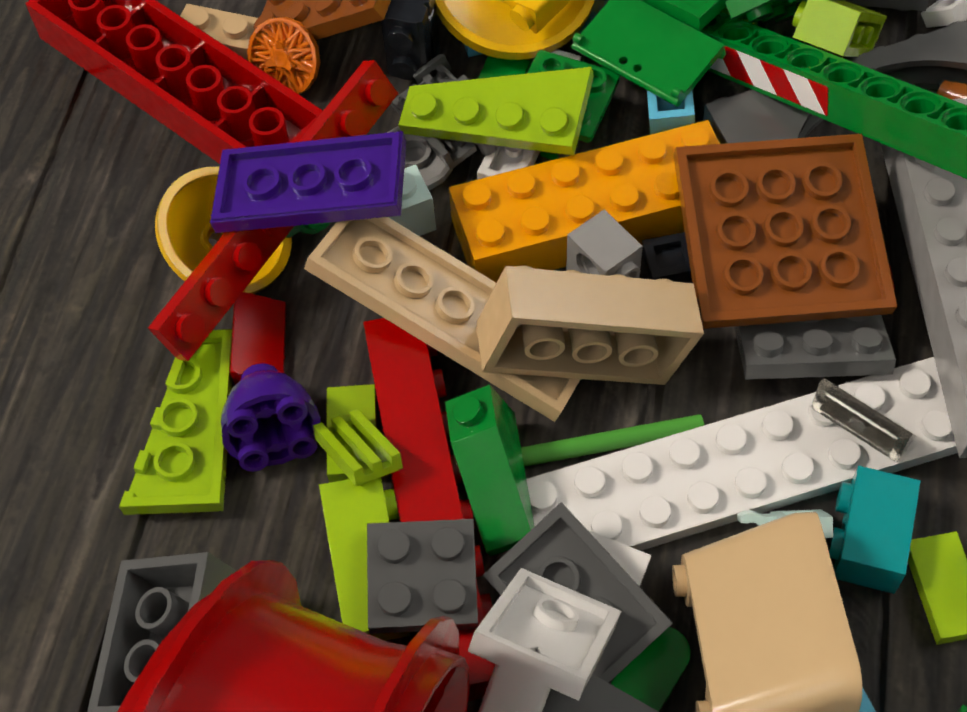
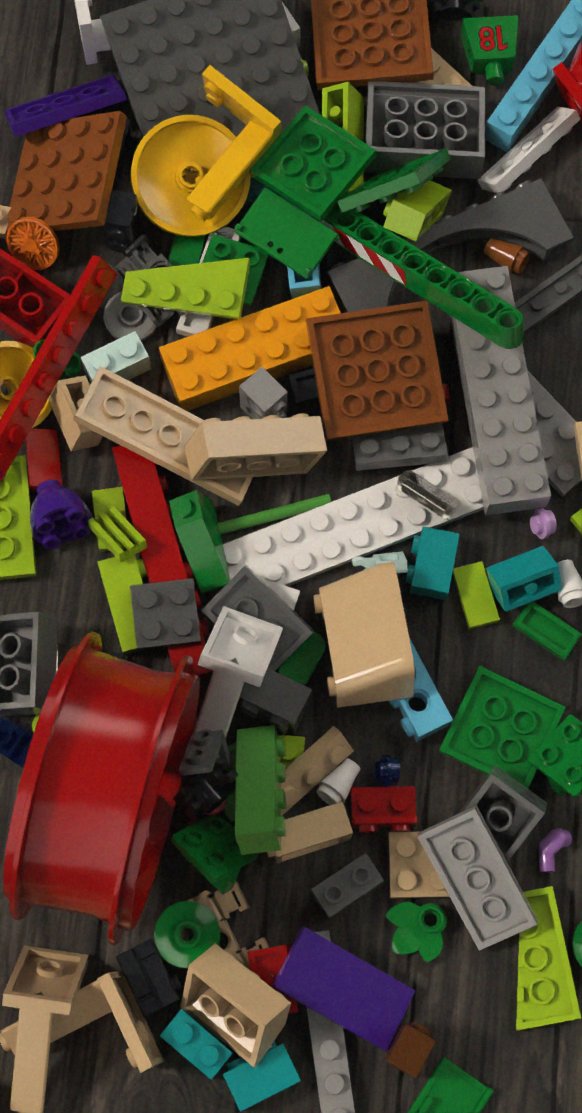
camera: 10 degrees left, 15 degrees up
(310, 182) = (68, 357): dark purple tile -> none
(313, 299) = (65, 403): none -> tan brick

